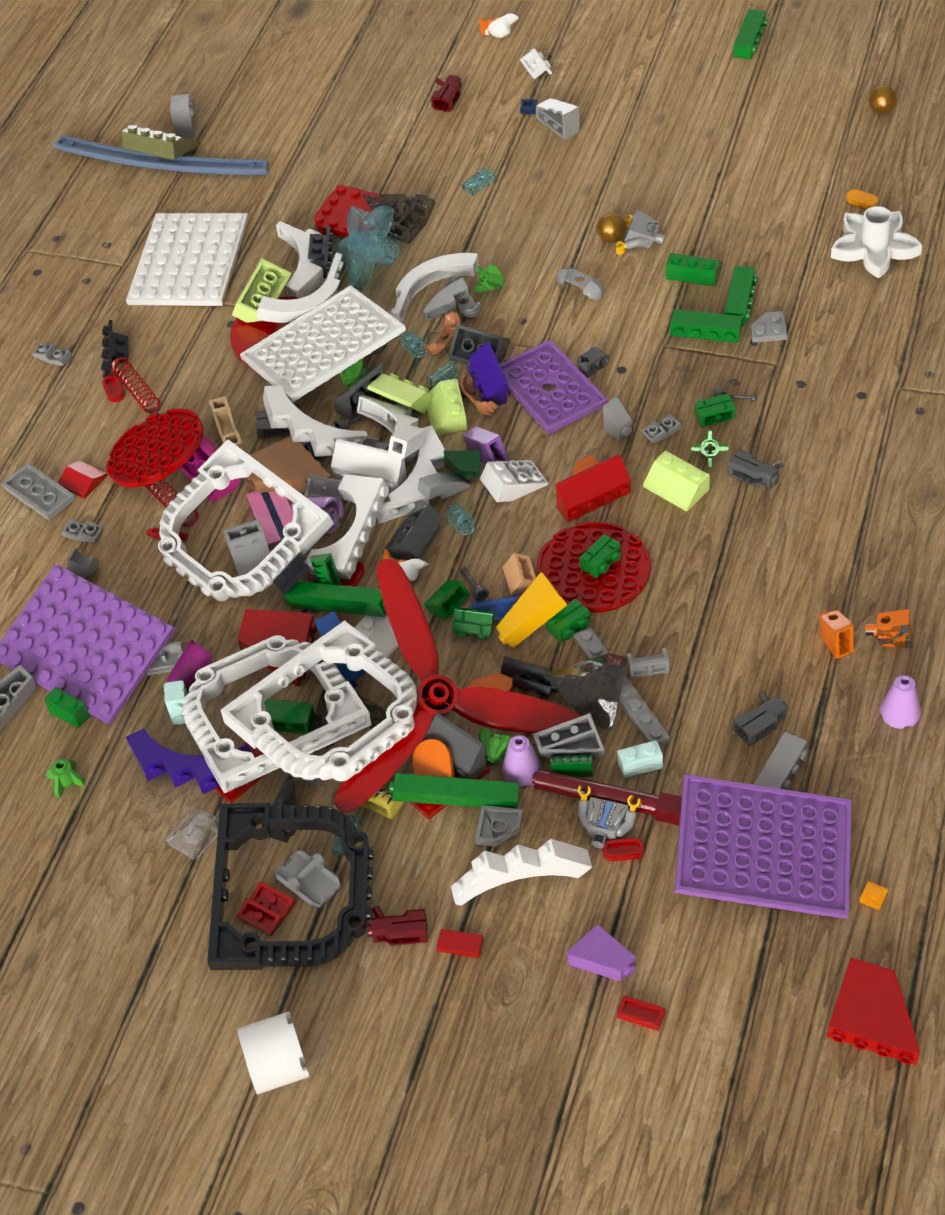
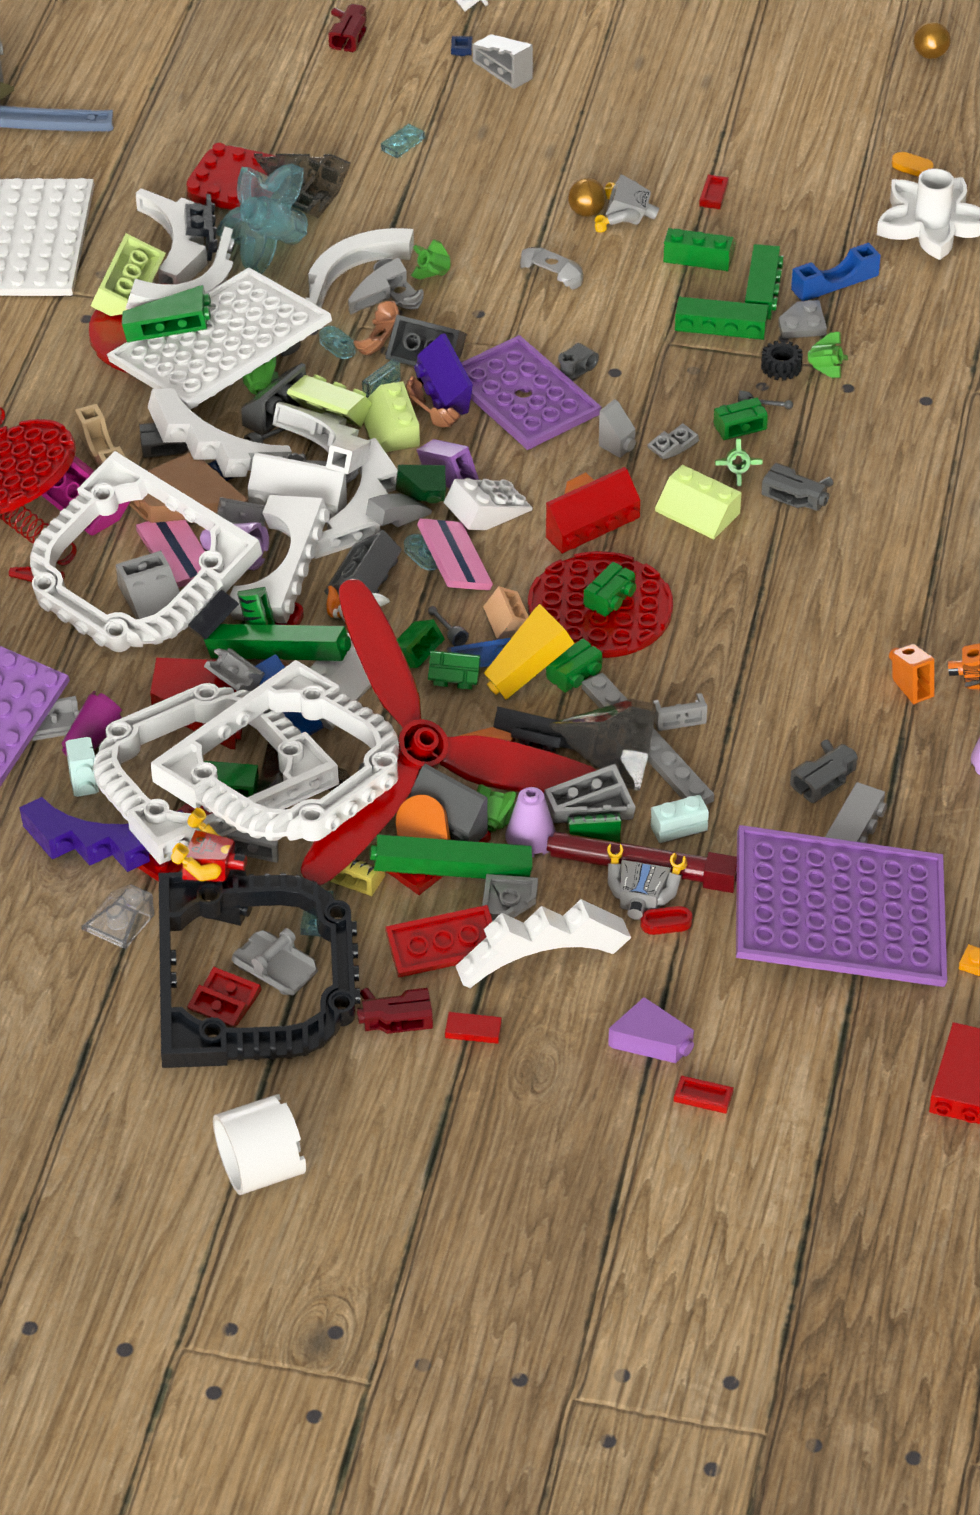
camera: 10 degrees left, 5 degrees down
(259, 789) = (208, 854): none -> torso
(285, 325) = (168, 316): none -> green slope
(301, 624) = (235, 670): none -> light grey hinge
(437, 864) = (436, 940): none -> red plate
(484, 523) = (454, 554): none -> bright pink tile
(708, 221) = (714, 192): none -> red tile
(750, 368) = (781, 351): none -> black tyre
(785, 357) = (826, 355): none -> bright green brick
(814, 283) = (859, 265): none -> blue arch

